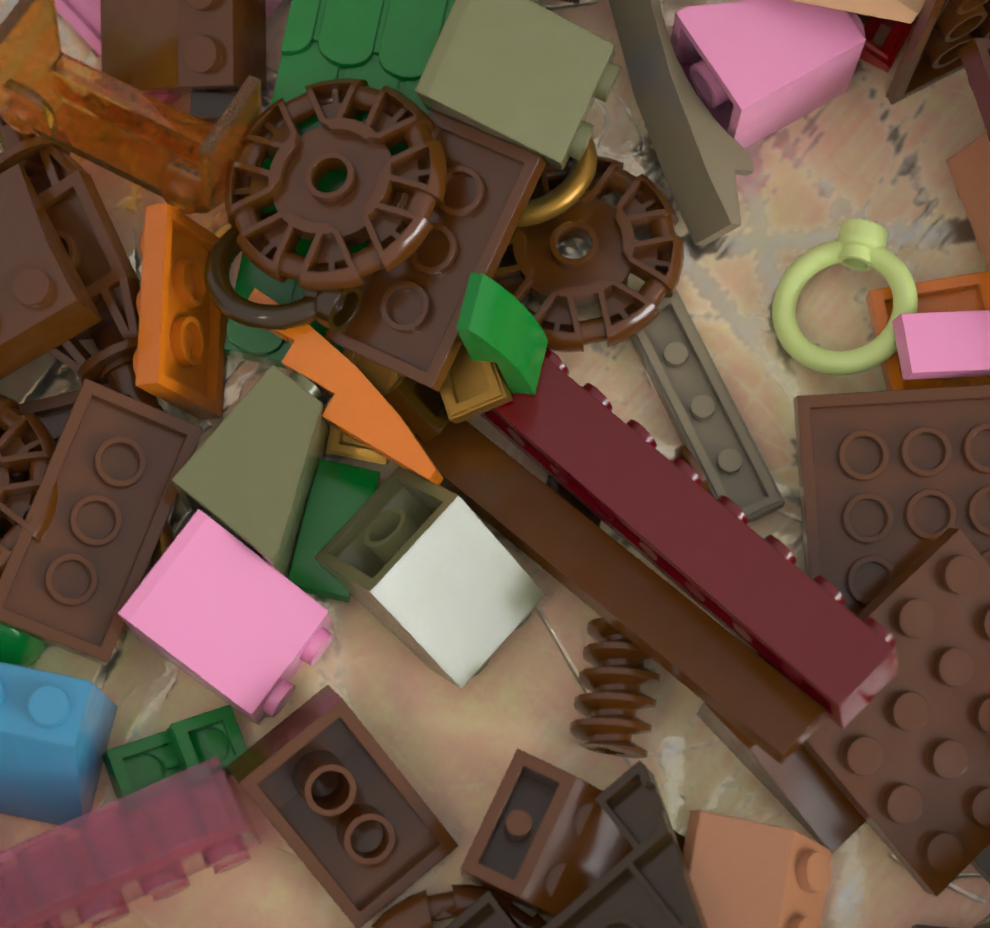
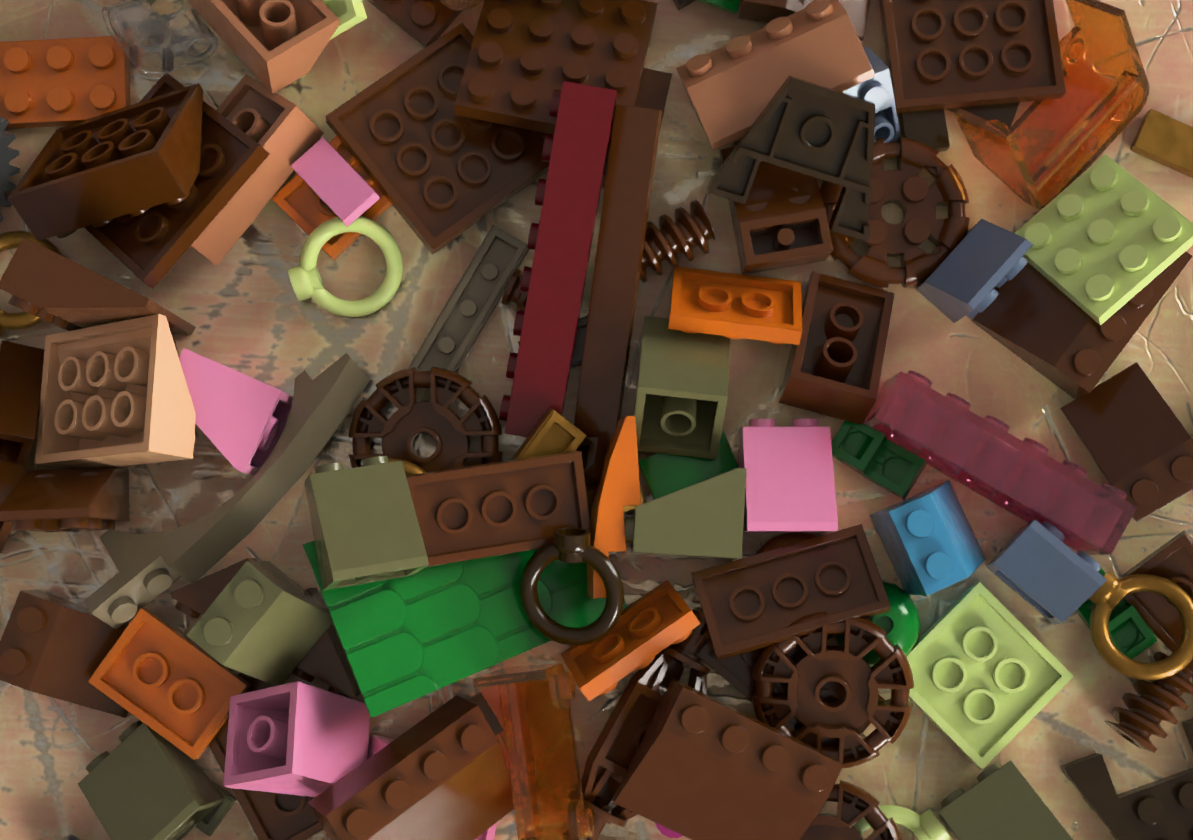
camera: 125 degrees left, 10 degrees up
(354, 210) = (495, 565): reddish brown plate -> none
(480, 710) = (736, 306): none -> orange plate
(503, 332) = (521, 433): green slope -> none

